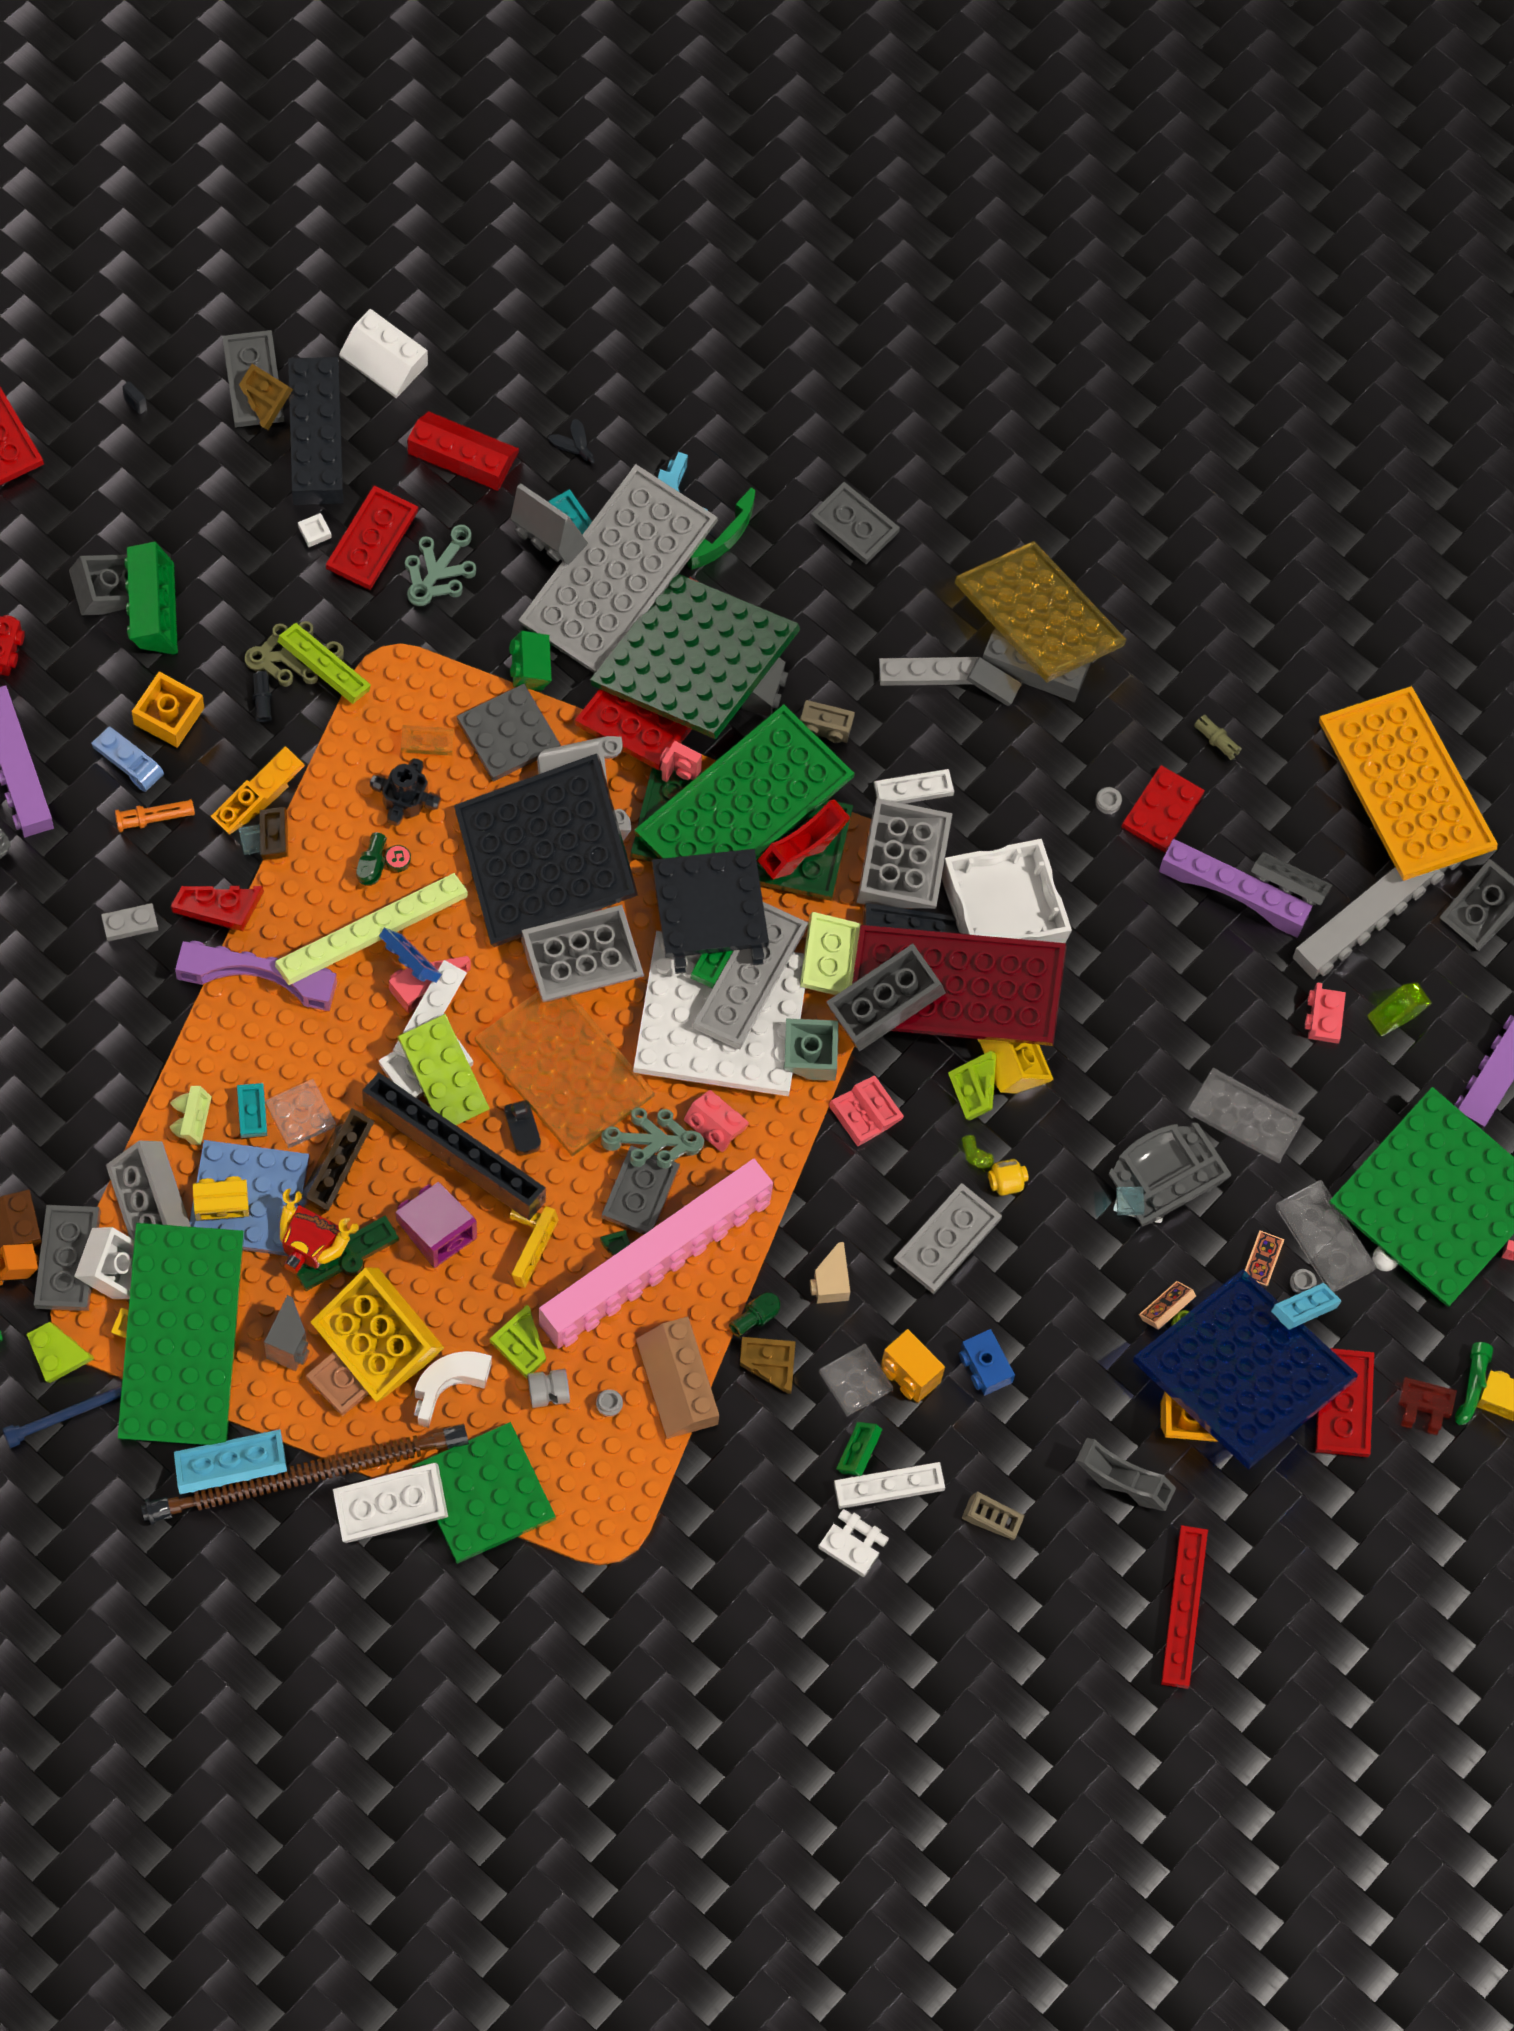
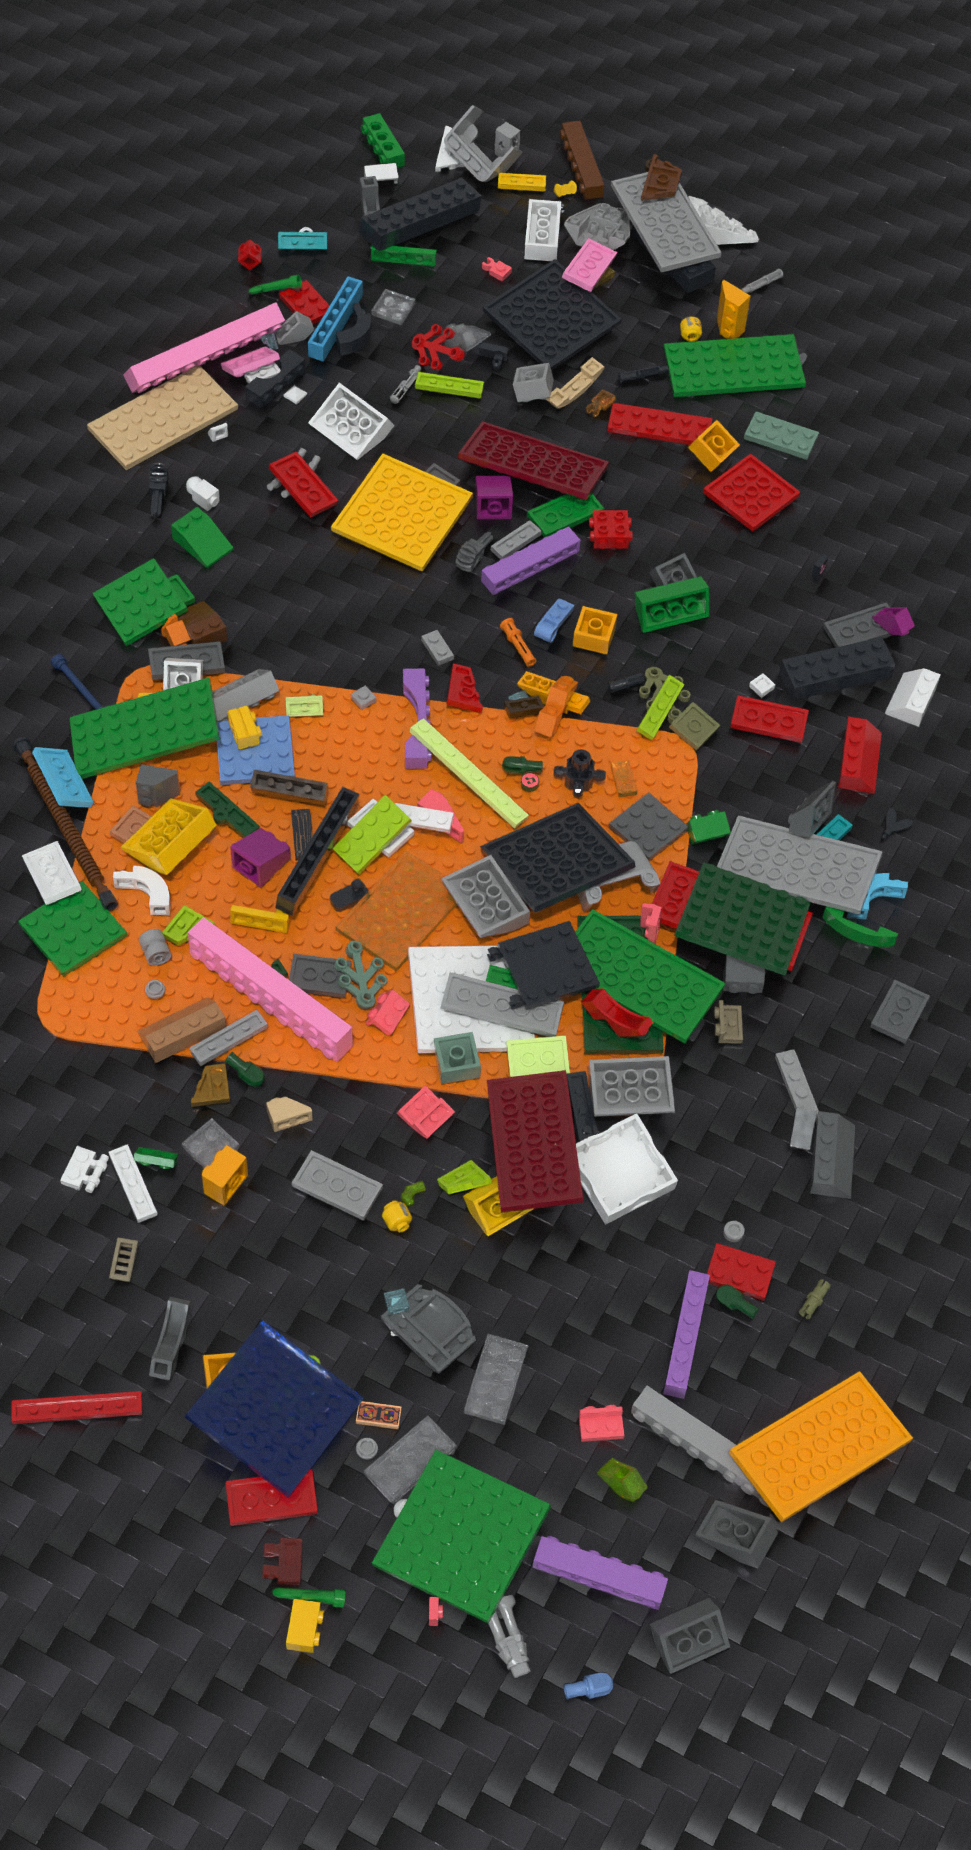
camera: 80 degrees right, 10 degrees down
(56, 1352) = (121, 671): lime wing -> none
(197, 1036) = (363, 697): none -> light grey plate
(252, 1110) = (317, 737): teal plate -> none
(263, 335) = (894, 620): none -> magenta slope
(264, 394) = (849, 631): pearl gold wing -> none
(285, 782) = (556, 702): none -> orange arch
(300, 1113) = (323, 763): clear plate -> none
(309, 1236) = (230, 780): torso -> none
(361, 631) = (694, 726): none -> olive plate
(406, 1165) = (301, 830): none -> black tile
(409, 956) = (451, 793): blue plate -> none
(438, 569) = (761, 762): sand green plant -> none
(708, 1323) = (228, 1037): none -> light grey plate
(886, 997) = (507, 1091): dark grey brick -> none
(915, 787) = (697, 1094): white tile -> none
(986, 1362) = (243, 1229): blue brick -> none
(1040, 611) = (869, 1144): clear yellow plate -> none
(1167, 1305) = (321, 1349): tile -> none
(1202, 823) = (735, 1300): none -> dark green arm
(1291, 879) = (706, 1372): dark grey plate -> none
(1306, 1306) = (341, 1447): medium azure plate -> none

